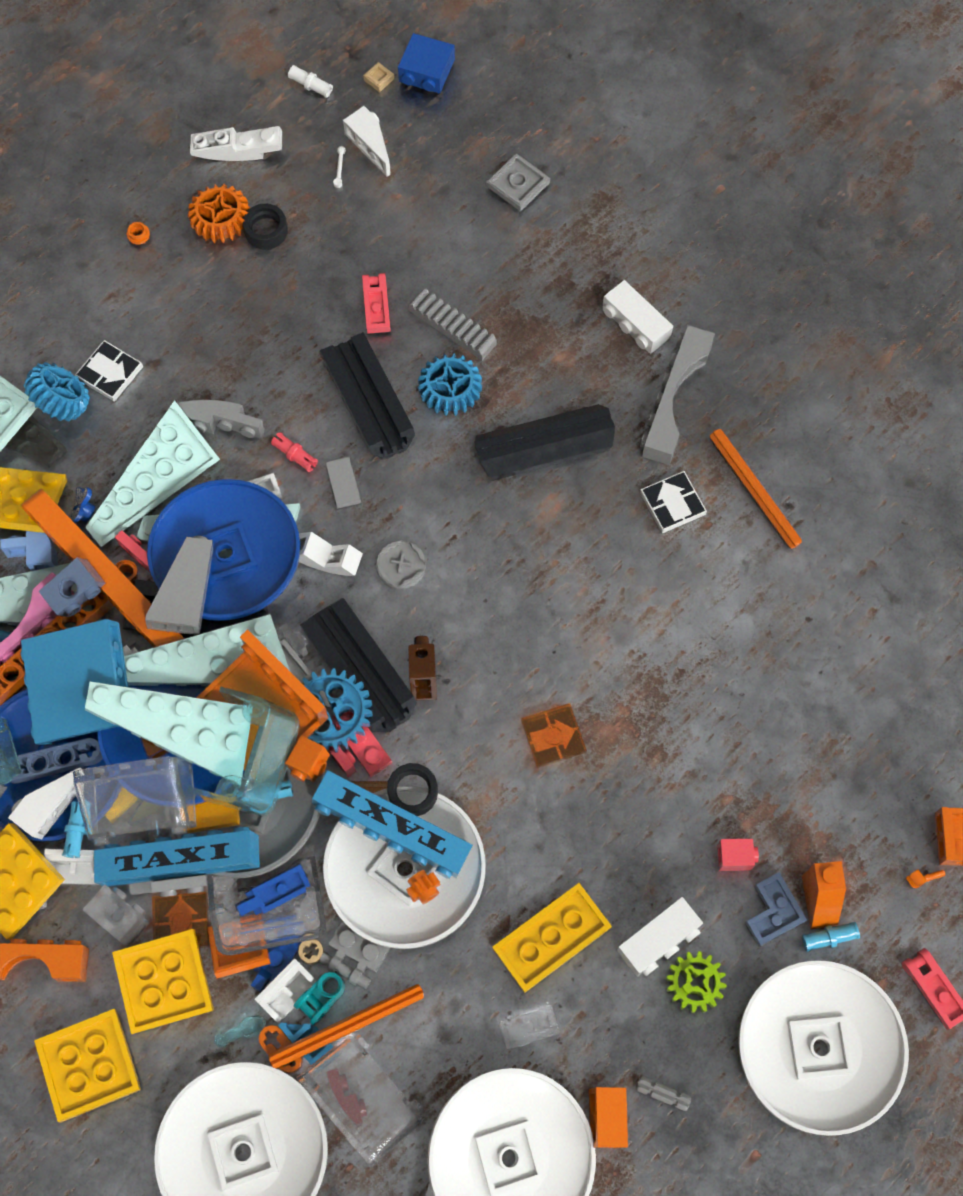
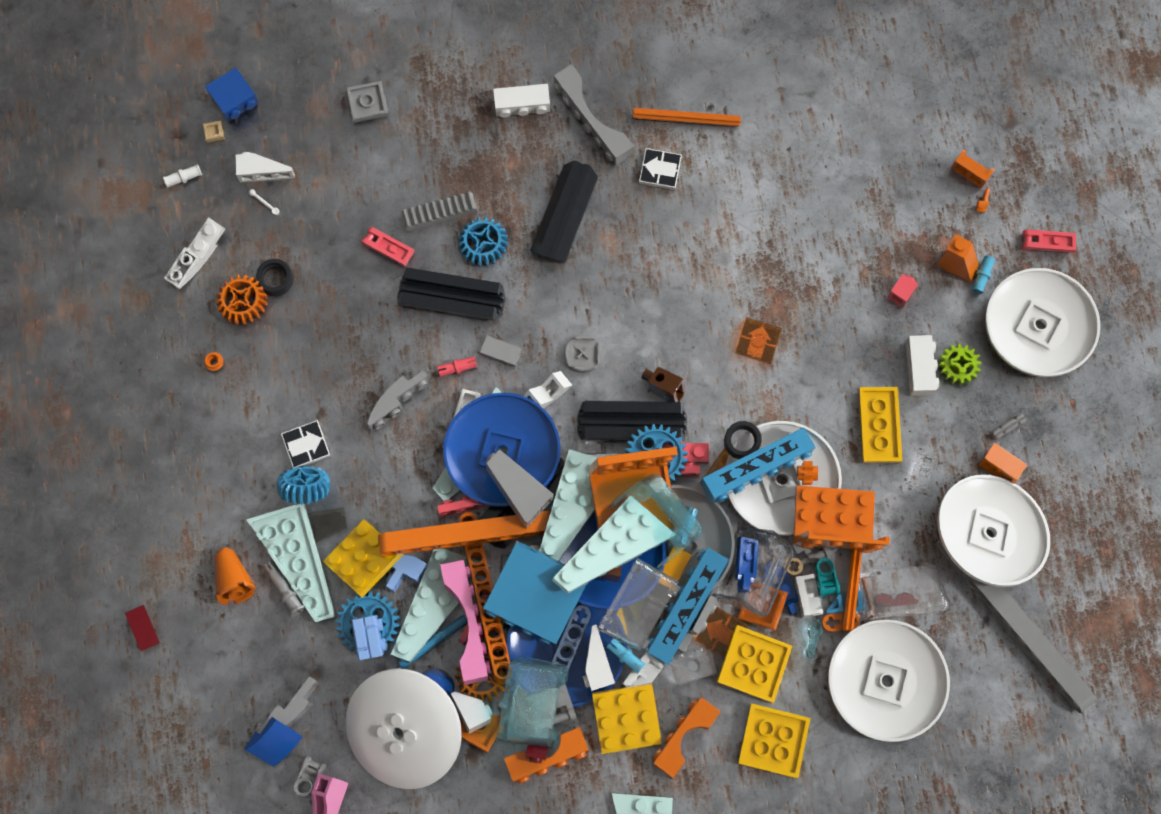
camera: 55 degrees left, 5 degrees up
(58, 590) = (468, 543): sand blue brick -> none
(82, 509) = (395, 519): blue animal -> none
(162, 466) = (408, 452): light aqua wing -> none
(307, 760) = (685, 486): orange brick -> none
(387, 958) = (835, 519): none -> orange bracket
(782, 911) = (952, 289): sand blue plate -> none

